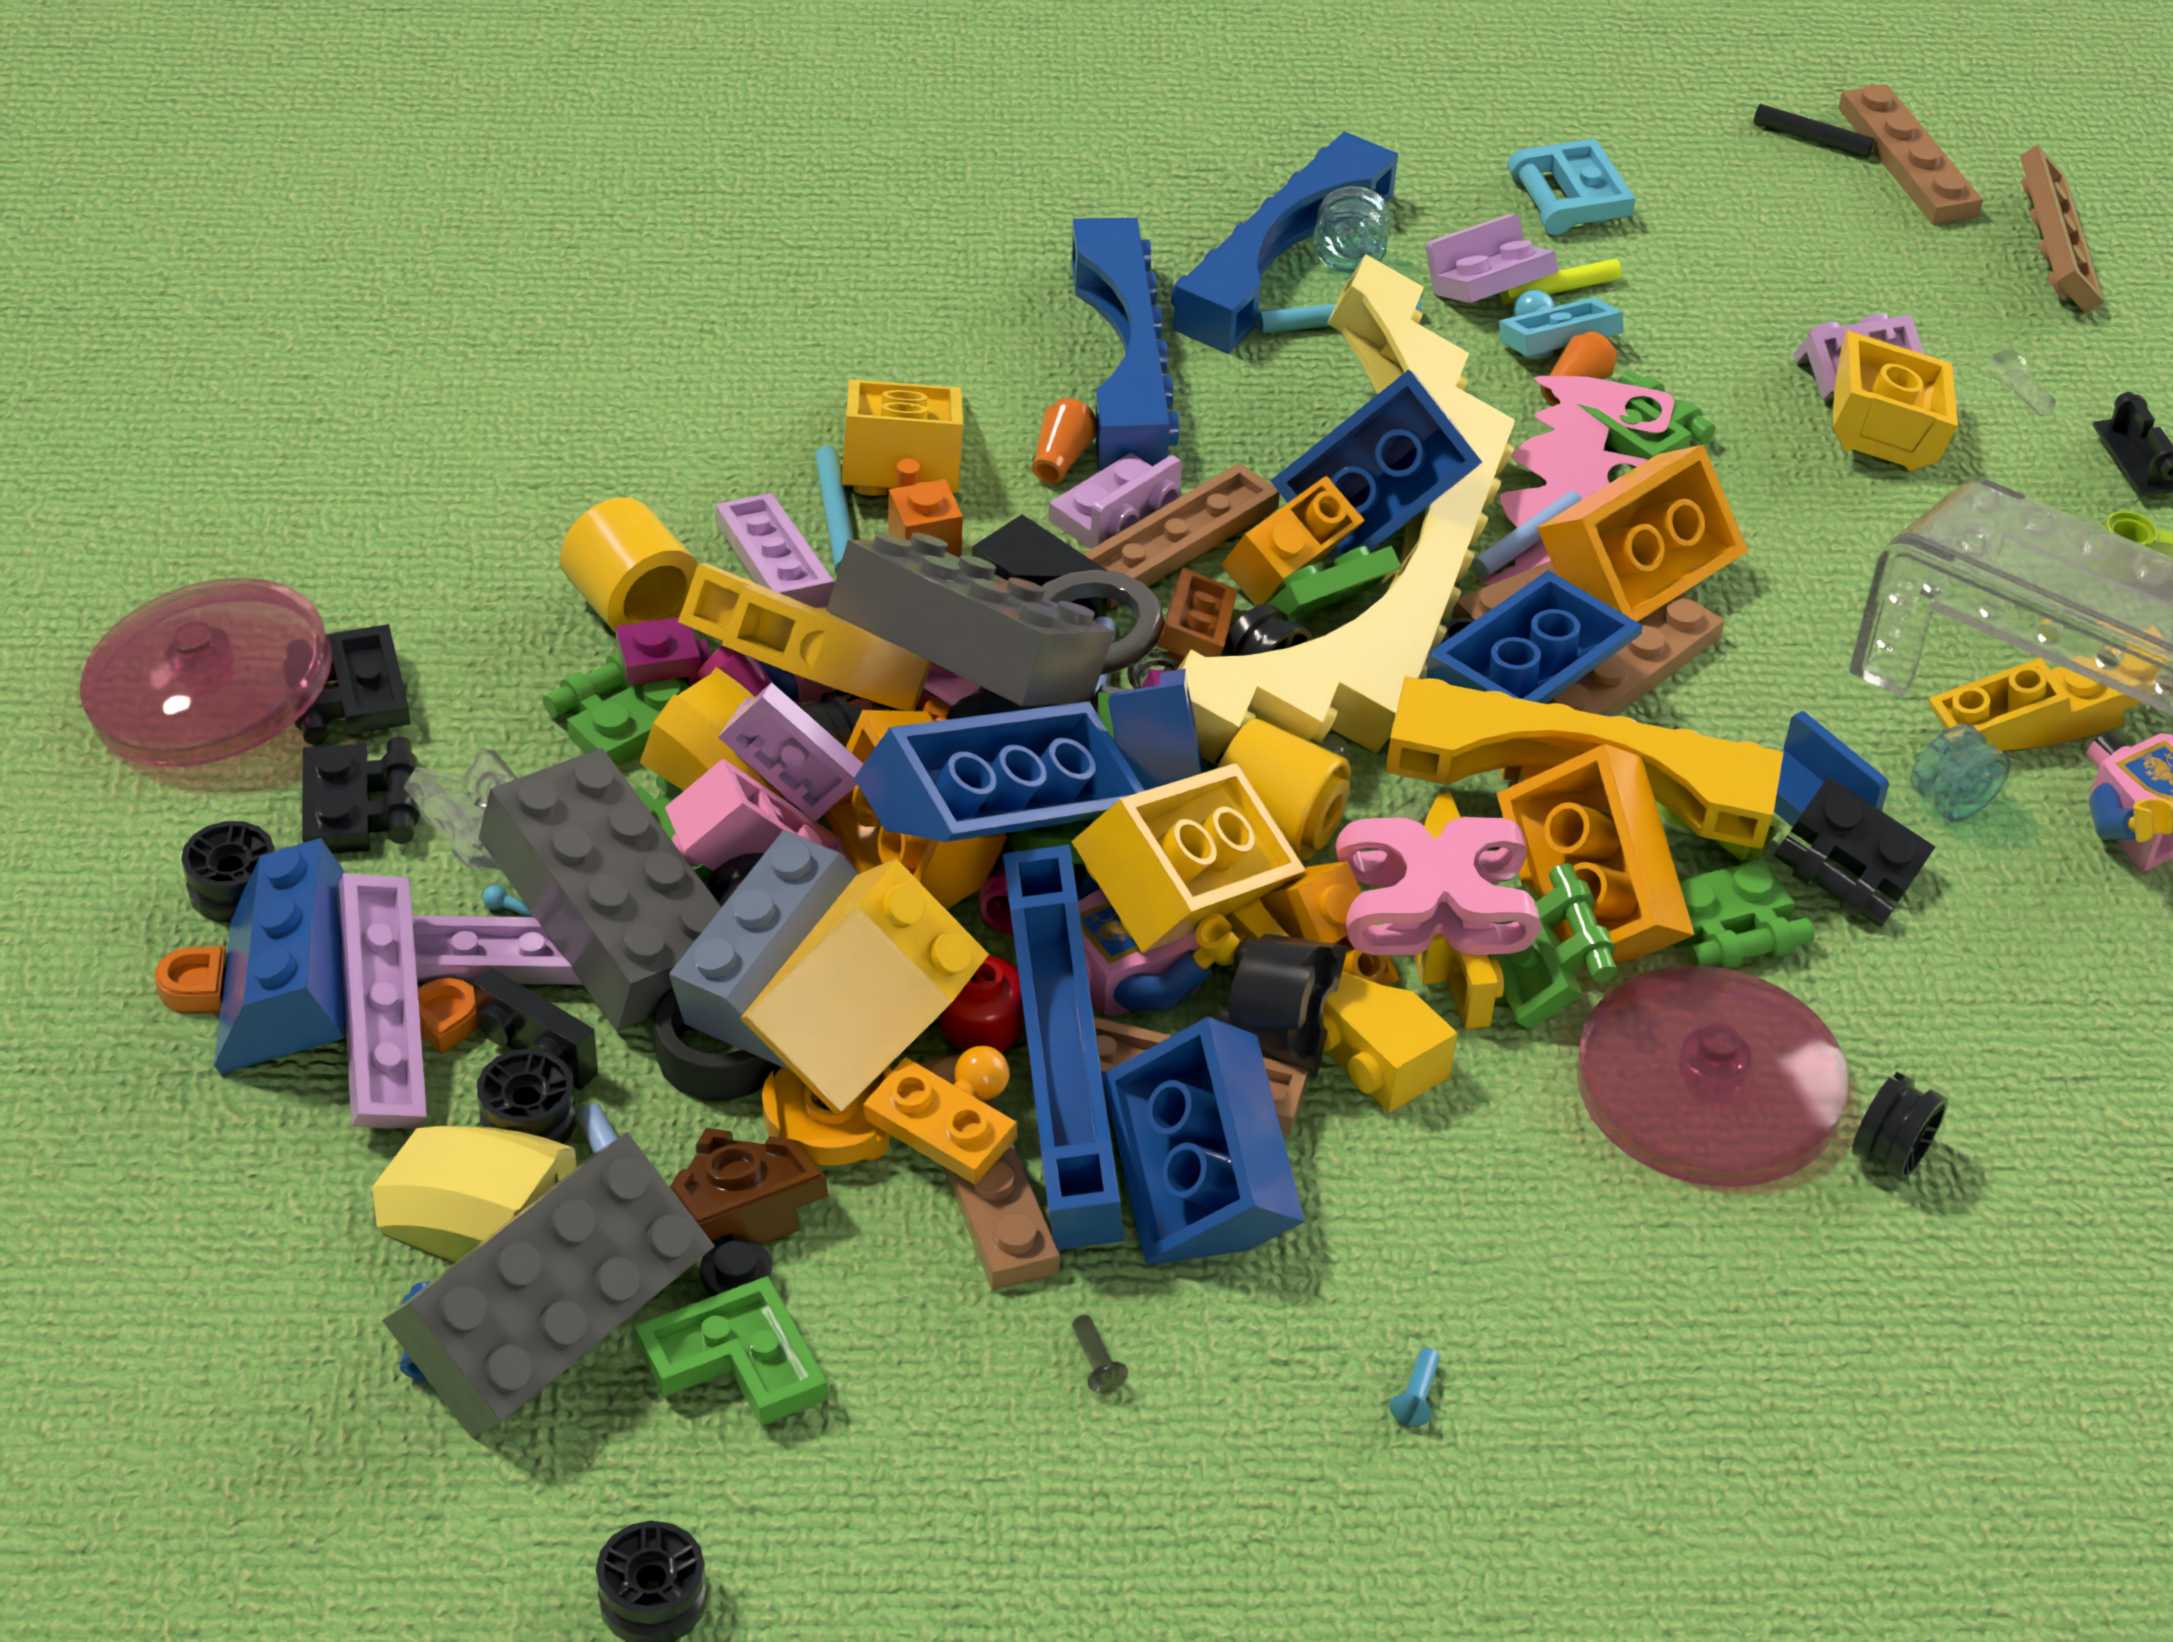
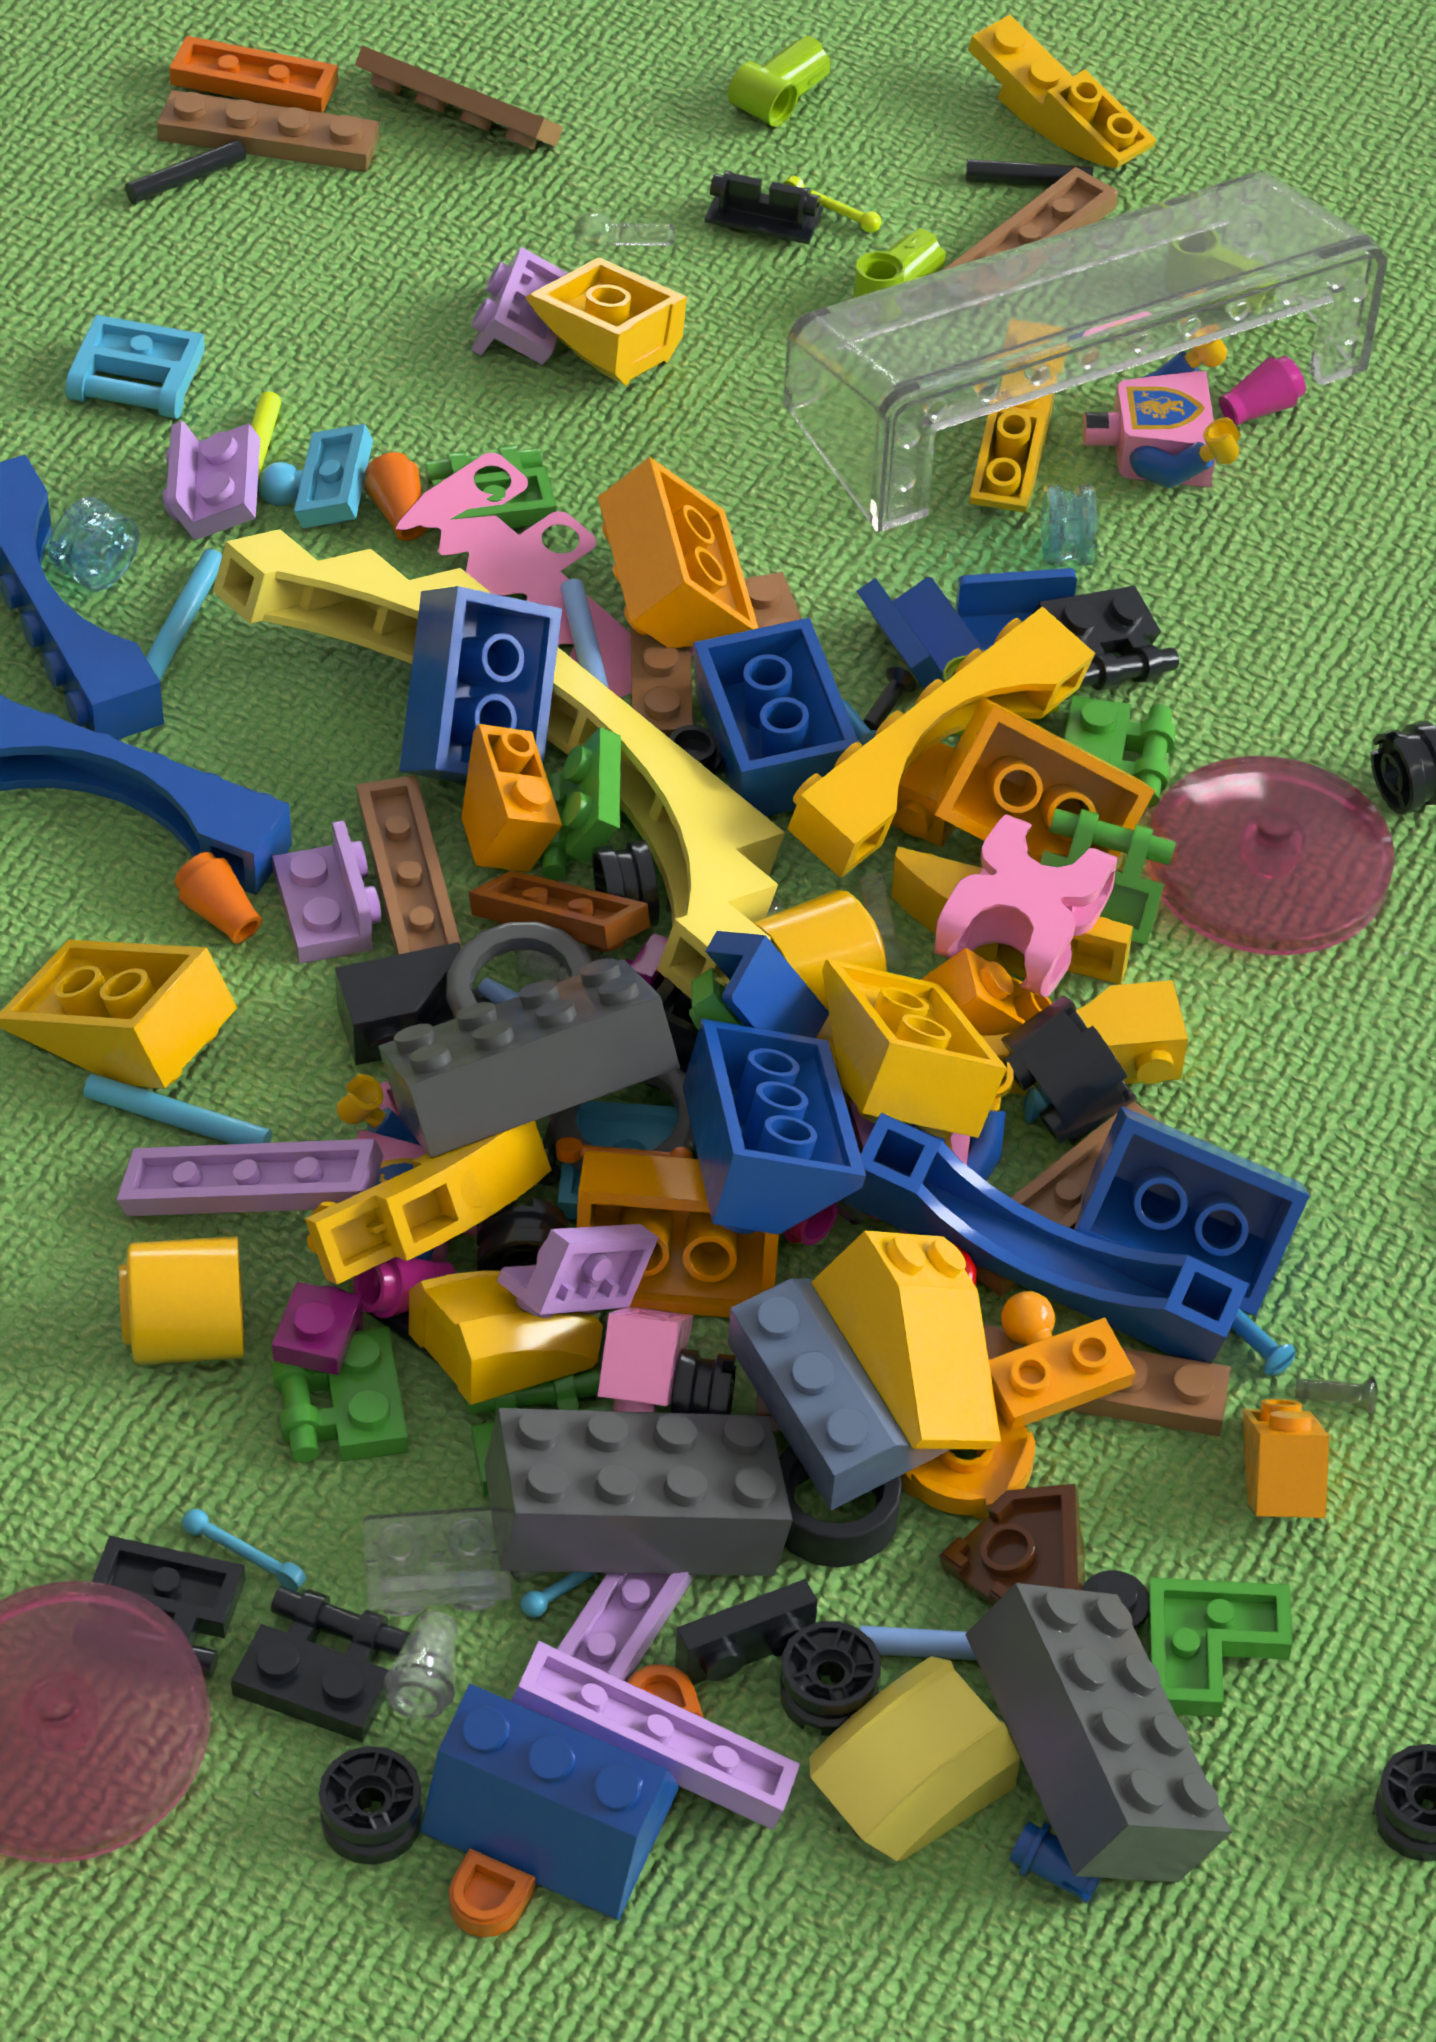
camera: 60 degrees left, 5 degrees up
(385, 849) = (424, 1671): none -> clear cone
(449, 678) = (196, 1523): none -> medium azure hinge
(924, 508) = (274, 1051): orange brick -> none
(971, 1328) = (1285, 1460): none -> light orange slope
(1100, 1290) = (1276, 1357): none -> dark azure piece
(1733, 710) = (920, 627): none -> blue panel
(1955, 118) = (253, 74): none -> orange plate

